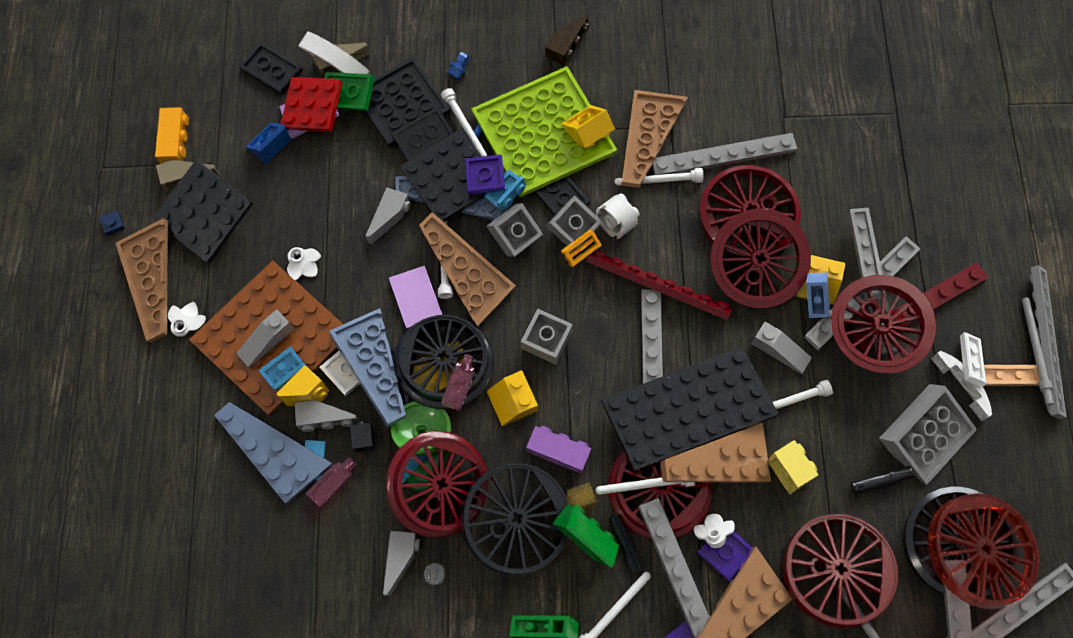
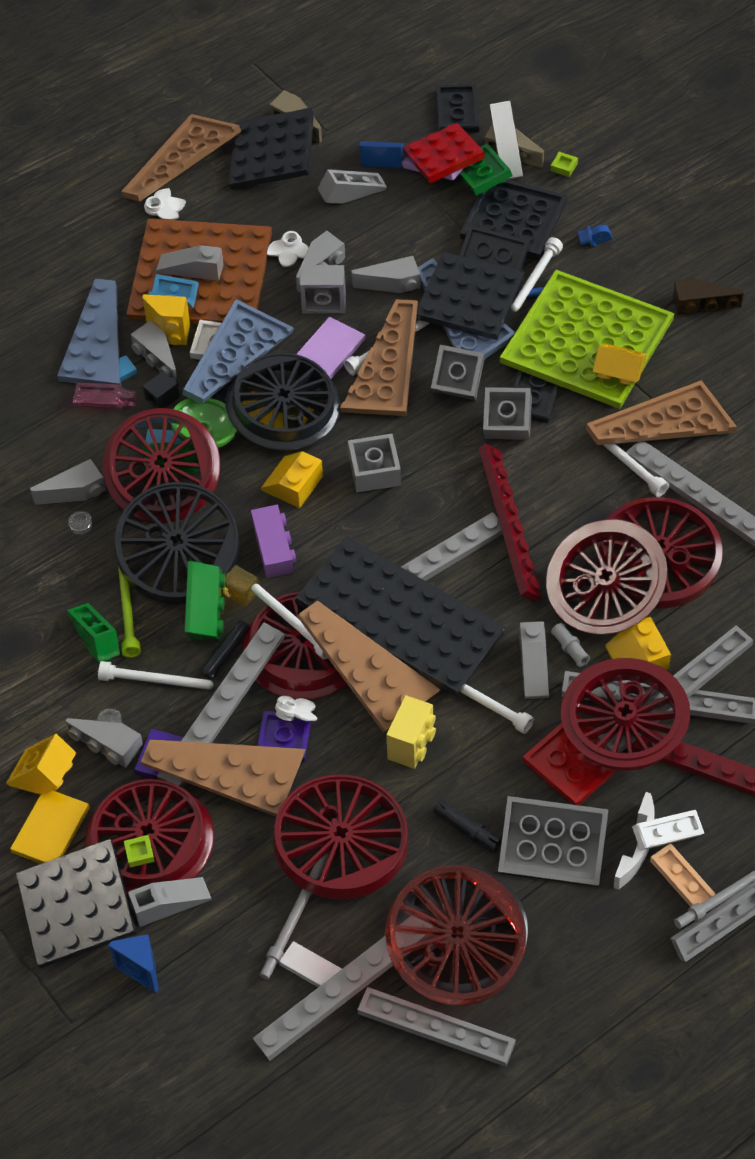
camera: 55 degrees right, 15 degrees down
(112, 223) = (208, 102): dark blue plate -> none
(171, 135) = (325, 83): light orange brick -> none
(281, 185) = (346, 186): none -> light grey slope
(329, 242) = (323, 251): none -> light grey slope
(366, 265) = (322, 289): none -> light grey brick
(382, 39) = (564, 164): none -> lime plate
(459, 384) = (265, 416): clear pink hinge -> none
(485, 174) = (491, 314): dark purple tile -> none
(513, 186) = (491, 341): dark azure bracket -> none
(568, 256) = (504, 435): light orange tile -> none
(574, 609) = (130, 645): none -> lime piece
(617, 216) = (548, 443): white brick -> none
(784, 316) = (570, 644): none -> light grey pin
(818, 295) = (613, 643): medium blue brick -> none
(872, 388) = (566, 767): none -> red plate

